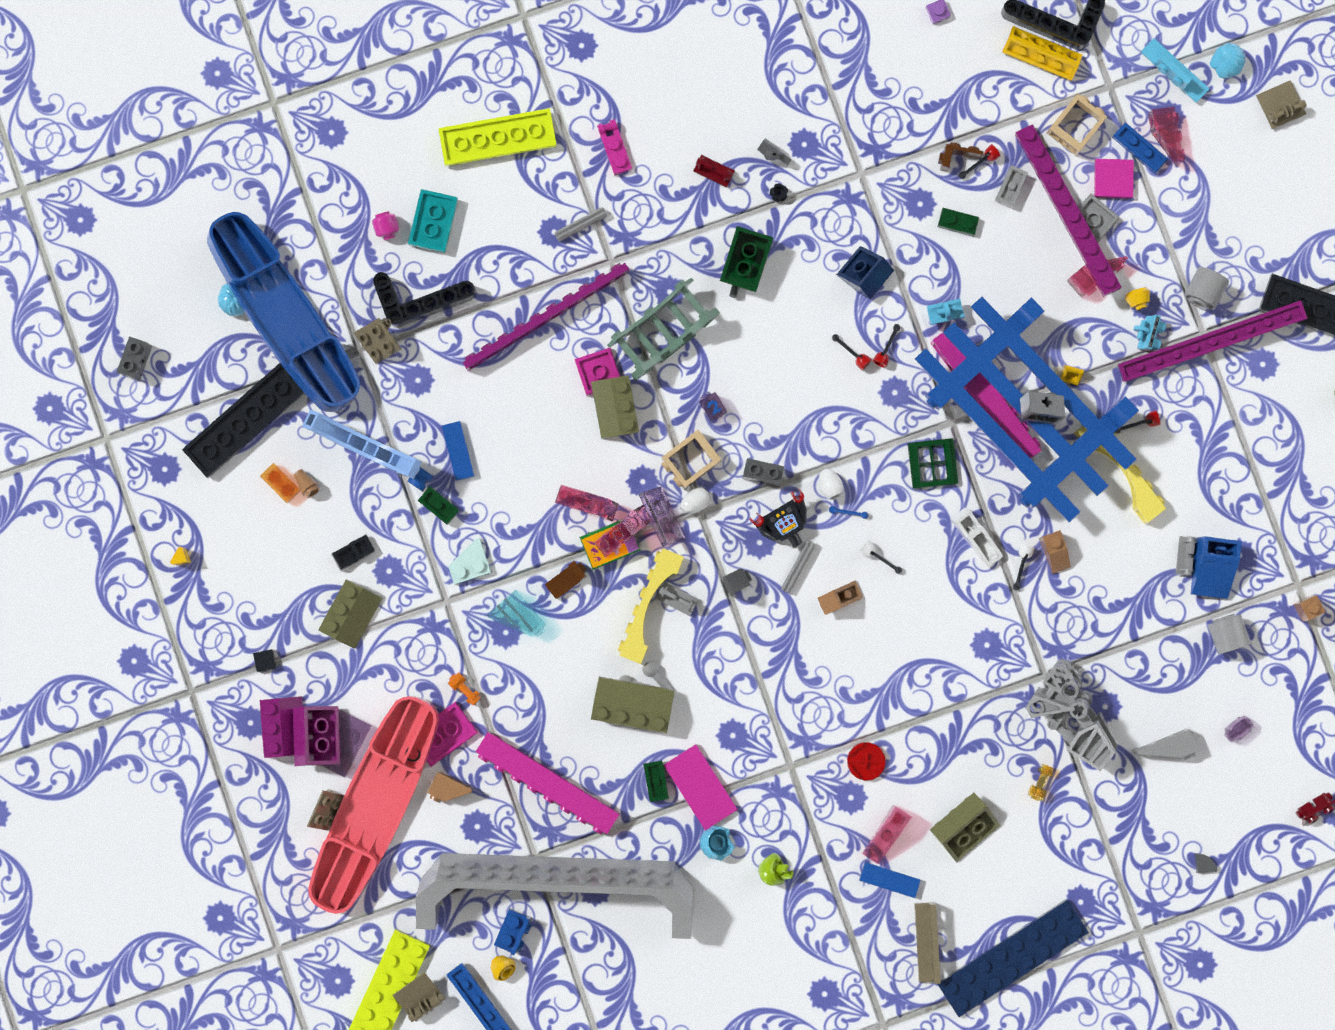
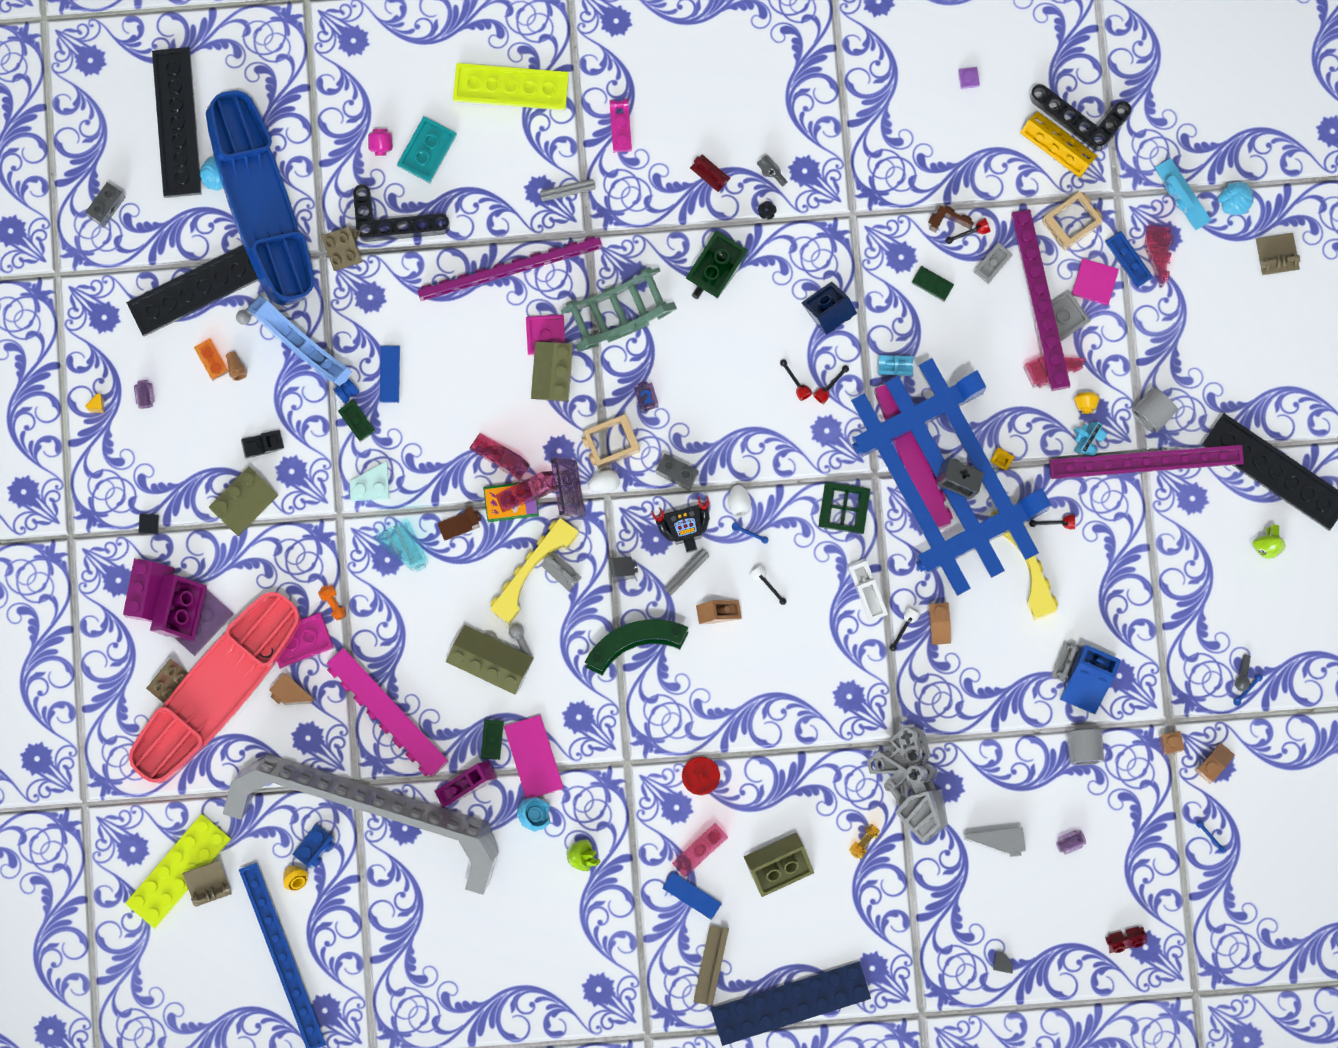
camera: 15 degrees right, 5 degrees down
(181, 259) = (176, 122): none -> black plate
(224, 535) = (144, 394): none -> clear purple brick
(300, 432) = (244, 316): none -> light grey bar
(642, 831) = (466, 783): none -> magenta slope
(764, 645) = (632, 636): none -> dark green fence

